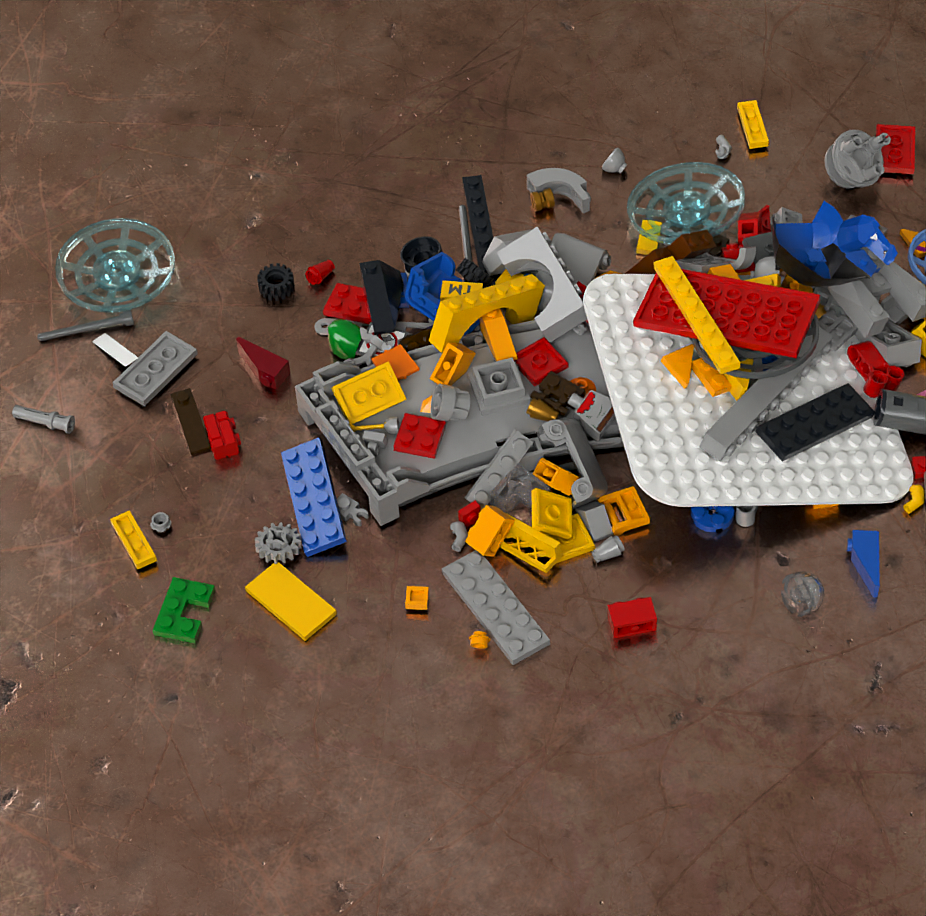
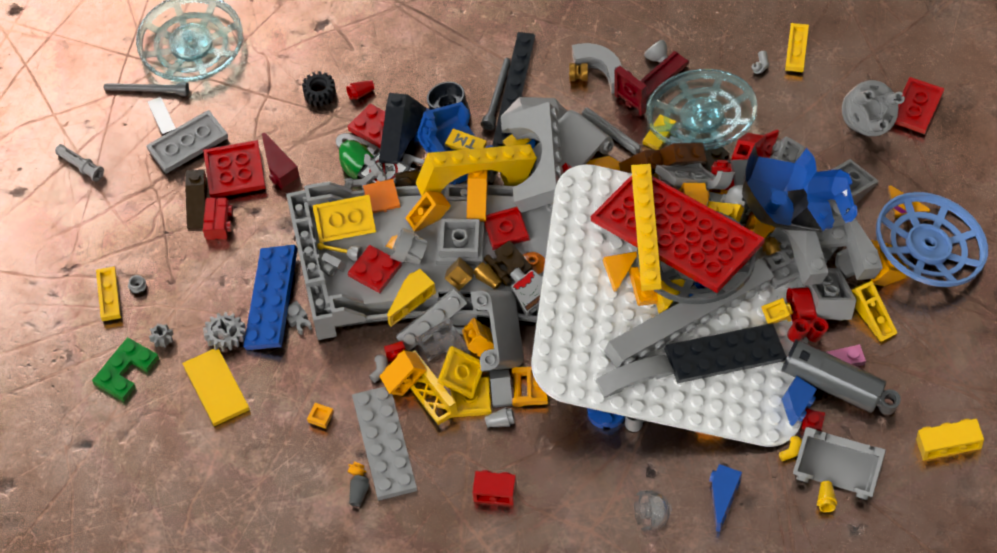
camera: 20 degrees right, 5 degrees up
(210, 565) = (161, 335): none -> light grey gear
(218, 382) = (234, 169): none -> red plate
(473, 445) = (413, 292): none -> yellow slope
(474, 273) = (486, 128): black tyre -> none
(489, 659) = (358, 490): none -> dark grey cone
(511, 416) = (459, 274): none -> pearl gold panel
(612, 199) = (637, 91): none -> dark red bracket
(615, 252) = (611, 130): none -> light grey axle
(737, 461) = (634, 373): none -> light grey slope
(848, 370) = (777, 311): none -> yellow bracket
(902, 449) = (797, 398): none -> blue slope

